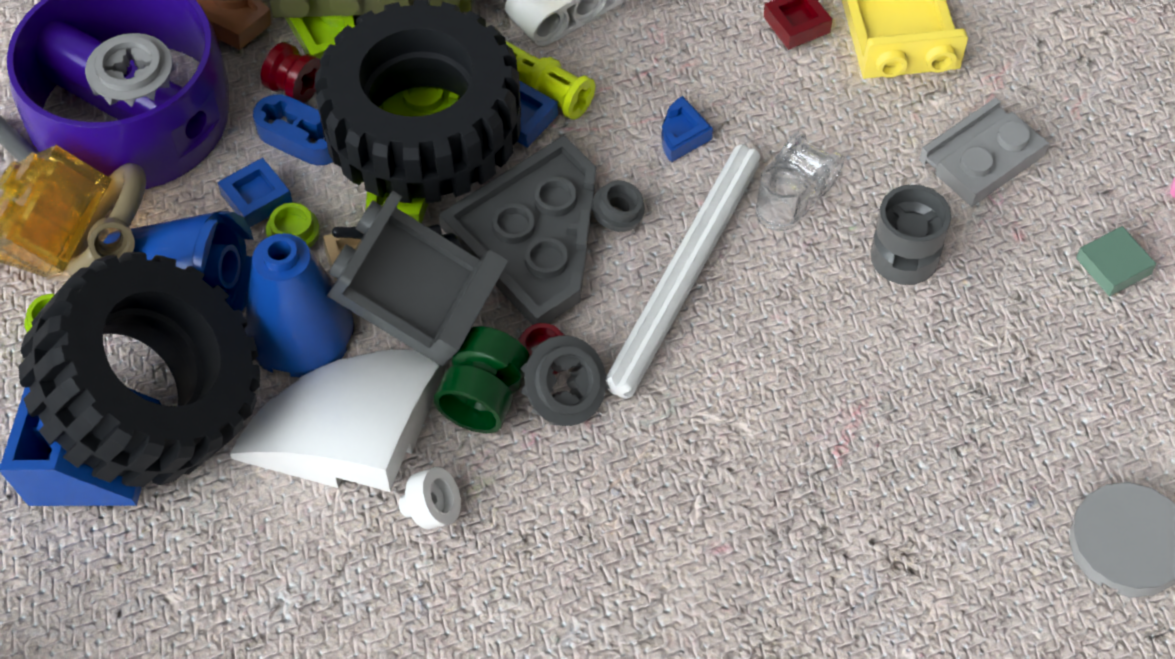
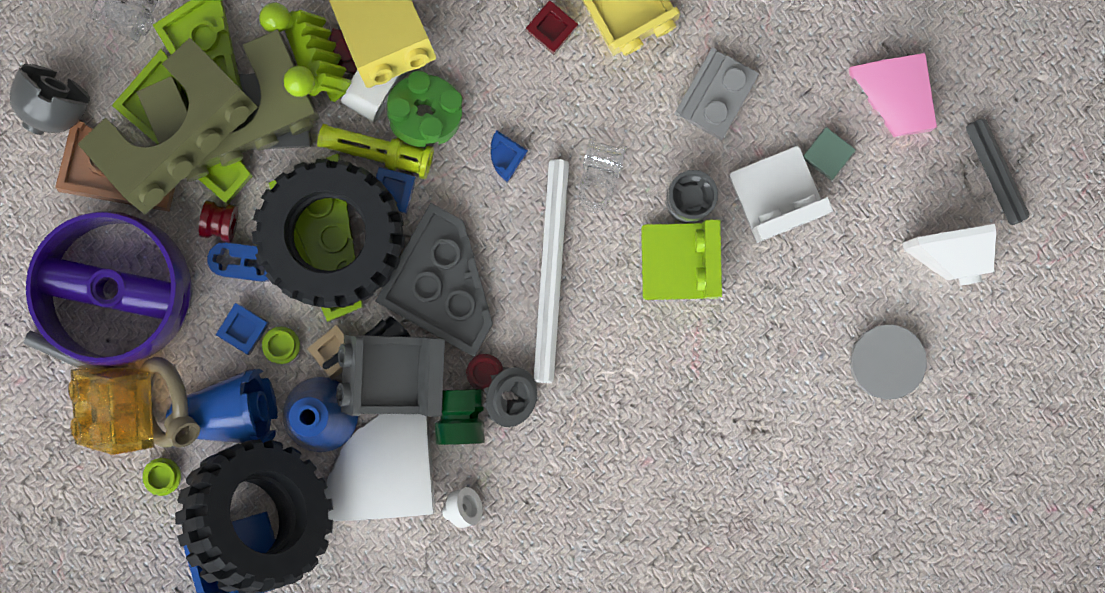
camera: 20 degrees left, 30 degrees up
(110, 61) = (111, 301): light grey gear -> none
(602, 41) = (430, 91): none -> bright green plate
(619, 195) = (500, 240): dark grey plate -> none
(869, 310) = (681, 261): none -> lime bracket
(1034, 282) = (778, 194): none -> white bracket

